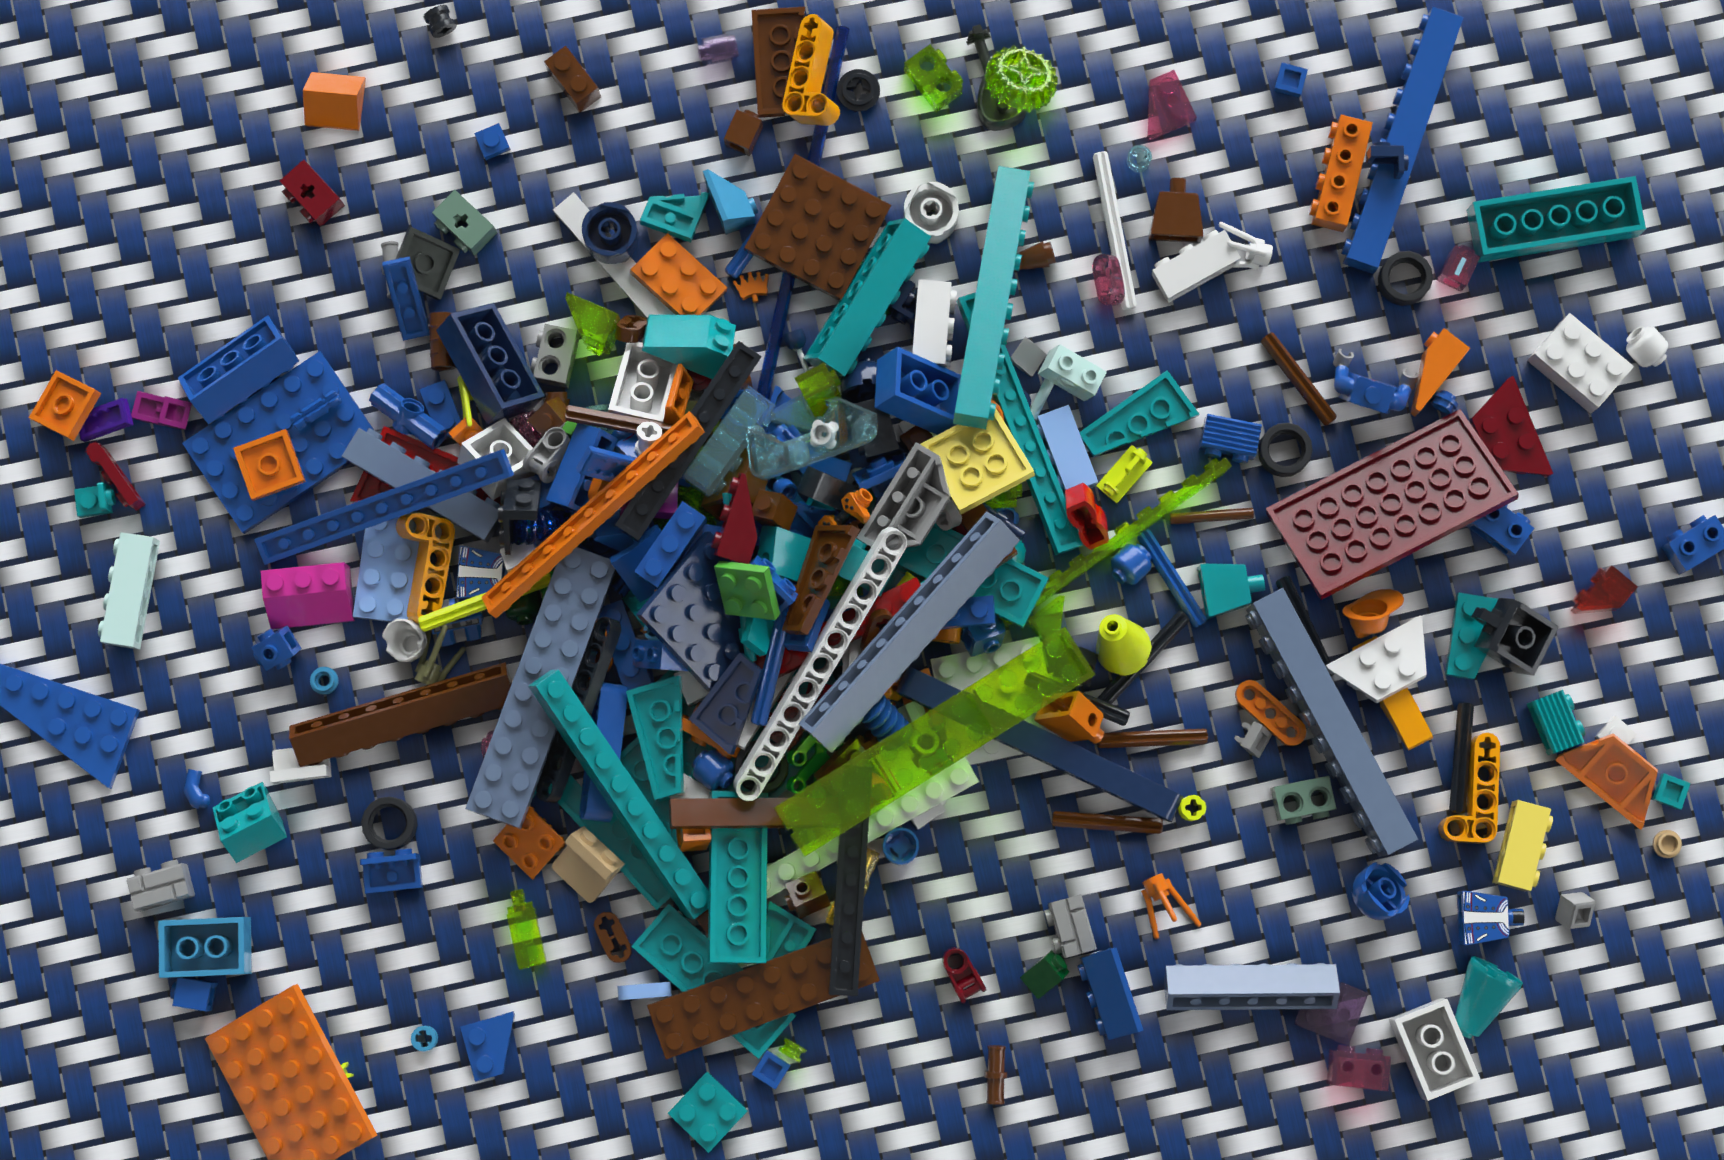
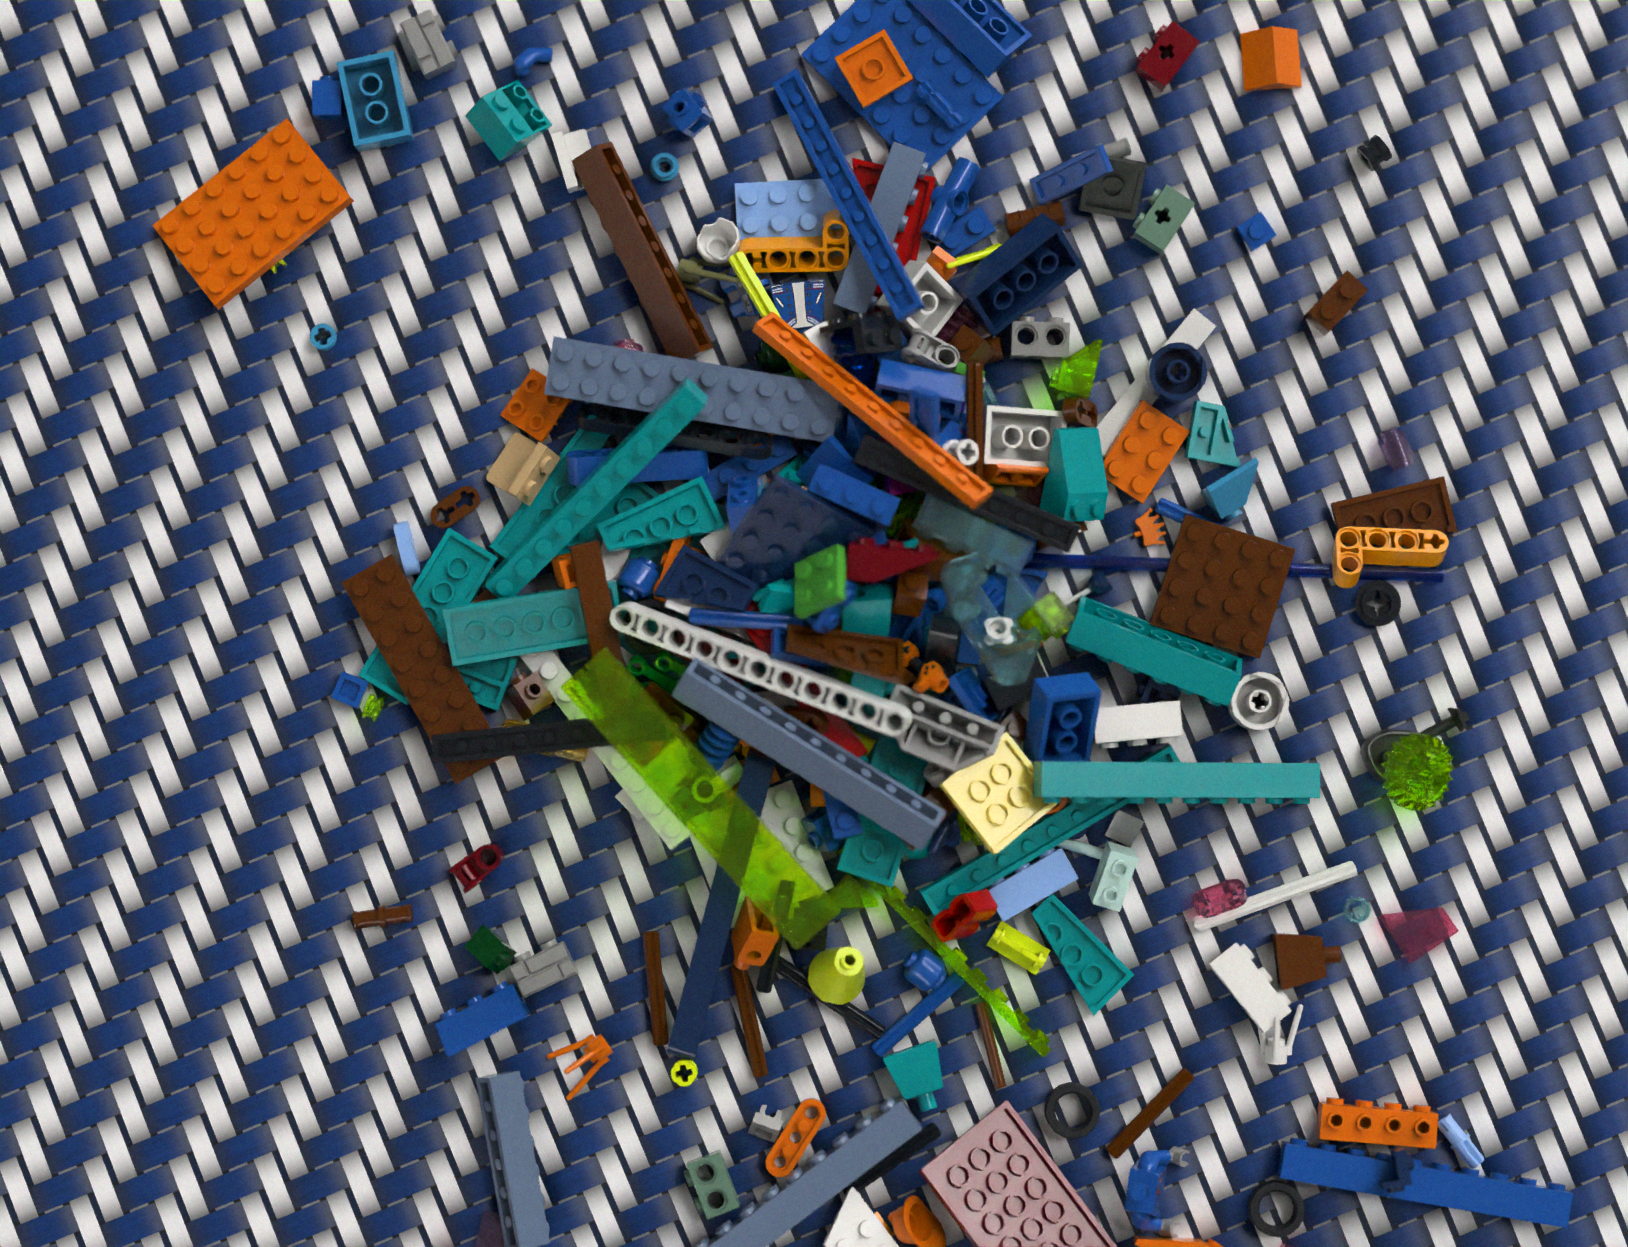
camera: 75 degrees right, 5 degrees up
(308, 595) = (747, 134): dark pink slope -> none
(372, 810) = (534, 239): black tyre -> none
(391, 872) = (482, 274): blue bracket -> none
(488, 1045) = (327, 401): blue wing -> none
(525, 932) = (445, 418): clear neon green hinge -> none
(707, 1111) = (298, 633): teal plate -> none
(743, 132) = (1311, 491): reddish brown brick -> none
(861, 383) = (1063, 659): dark blue cylinder -> none
(900, 846) = (594, 782): blue wheel -> none
(928, 80) = (1399, 674): clear neon green brick -> none
(1037, 256) = (1232, 820): reddish brown cone -> none
(1230, 438) = (1074, 1051): blue brick -> none
(1290, 80) = (1469, 1055): blue plate -> none
(1369, 100) = (1460, 1141): none -> light blue axle

